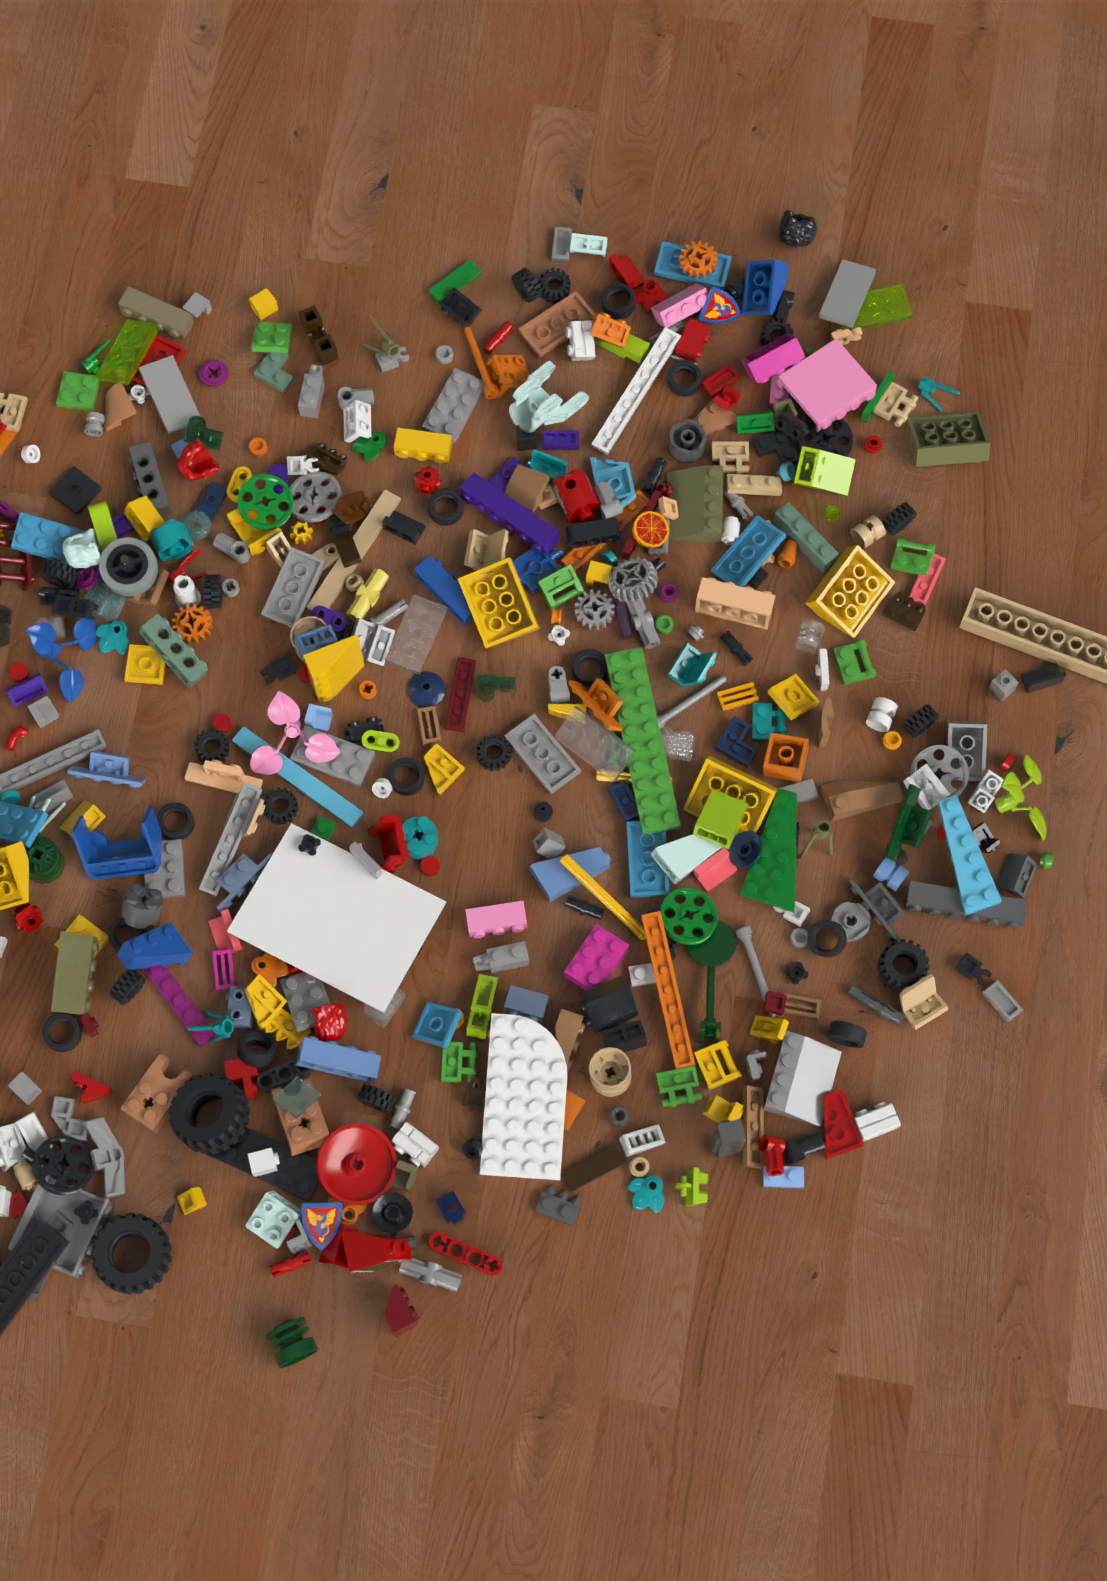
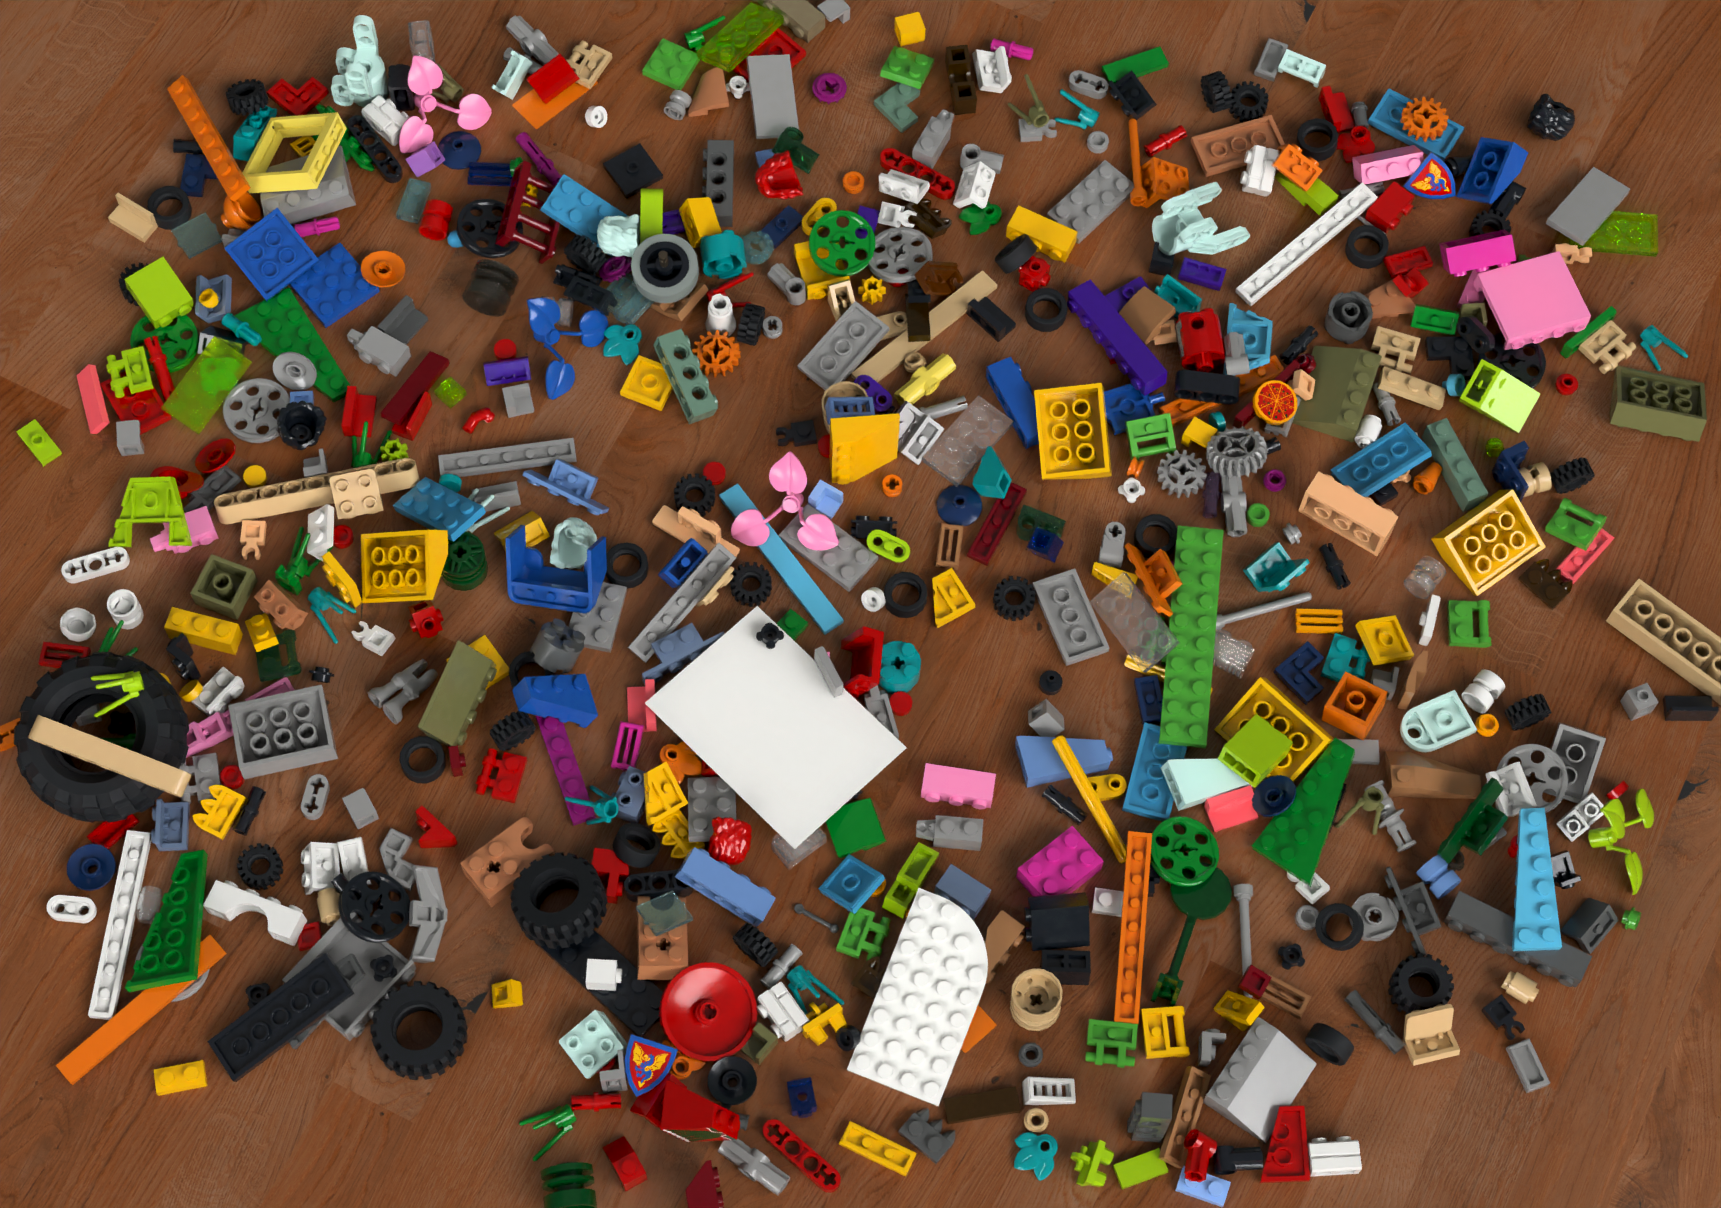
camera: 15 degrees right, 5 degrees down
(32, 974) = (411, 690): none -> light grey piece
(126, 817) = (571, 543): none -> light aqua hair
(135, 1022) = (508, 778): none -> red plate
(220, 806) = (683, 563): none -> blue brick
(266, 1285) = (561, 1117): none -> green plant
(299, 438) = (903, 186): none -> white bracket
(306, 426) = (919, 171): none -> red beam
(328, 1305) = (625, 1163): none -> red slope
(341, 319) = (992, 70): none -> white bracket
(351, 297) = (1012, 49): none -> dark pink axle
(401, 1057) = (799, 909): none -> dark grey hinge
(407, 468) = (1015, 253): none -> black tyre
(414, 874) = (879, 706): none -> light grey hinge
(421, 1114) = (802, 979): none -> teal plant
(422, 308) = (1088, 84): none -> light grey beam
(426, 978) = (855, 828): none -> green slope
(429, 335) = (1087, 115): none -> teal plant
(444, 1150) = (814, 1028): none -> yellow hips
(445, 658) = (992, 477): none -> teal slope
(485, 549) = (1075, 368): tan bracket -> none
(504, 701) = (1045, 544): none -> clear blue brick
(523, 1229) = (877, 1148): none -> yellow tile
(611, 884) = (1105, 790): none -> yellow plate
(644, 267) = (1359, 111): none -> dark grey pin
(722, 1110) = (1152, 1081): yellow brick -> none
(731, 1178) = (1140, 1168): none -> lime tile
(803, 729) = (1385, 681): none -> light grey panel
(841, 839) = (1392, 820): none -> light grey piece
(848, 532) = (1506, 469): none -> dark blue bracket
(854, 749) = (1438, 722): none -> light aqua plate
(978, 941) = (1520, 987): none -> tan brick

